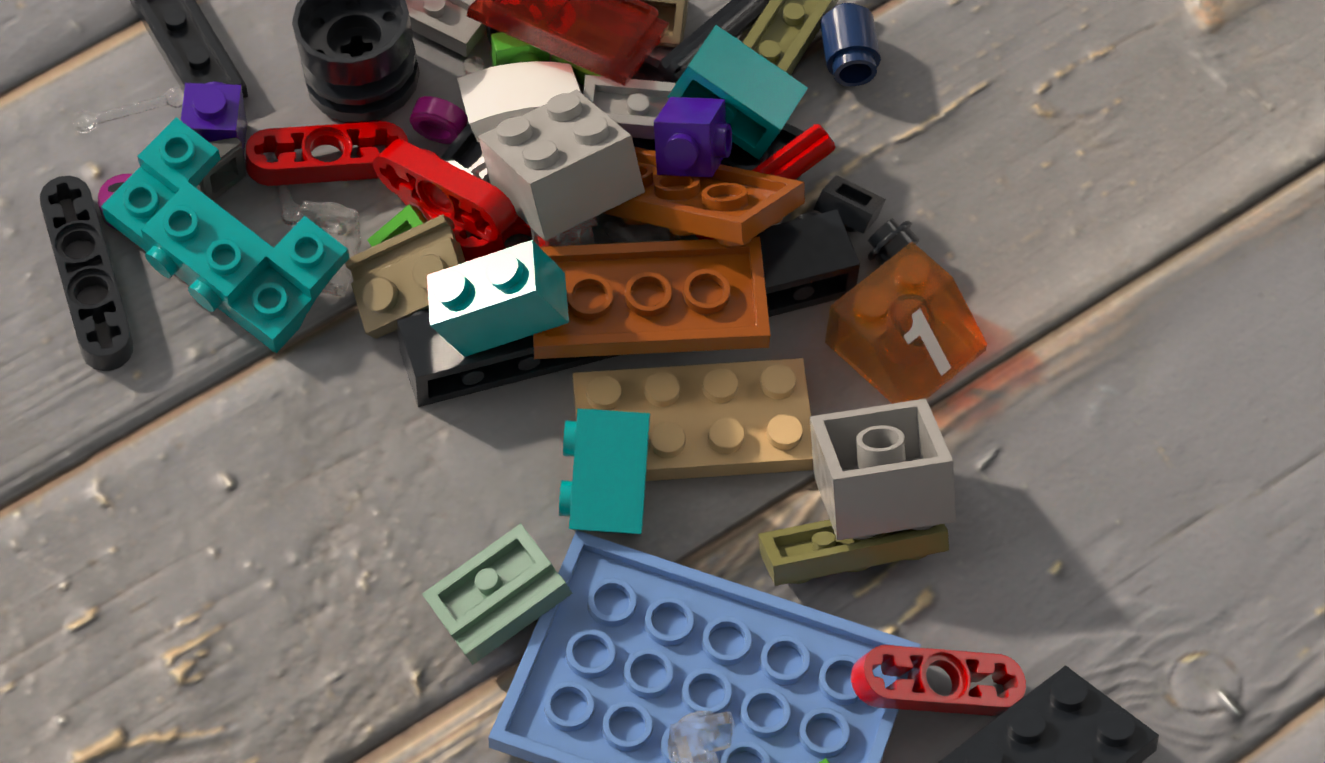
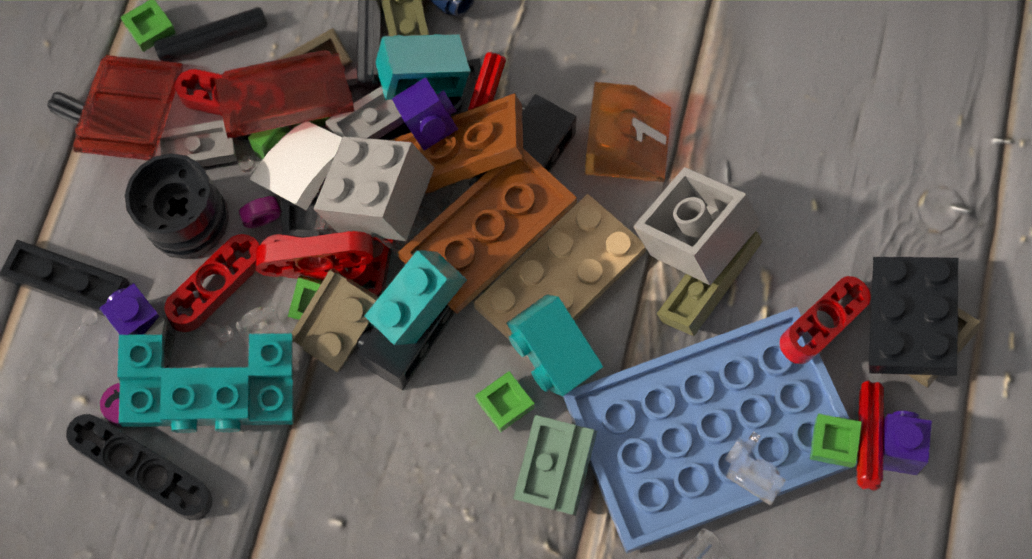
camera: 35 degrees left, 10 degrees up
(508, 494) = (504, 401): none -> bright green plate
(855, 204) = (531, 82): black plate -> none
(890, 240) = (574, 89): black plate -> none

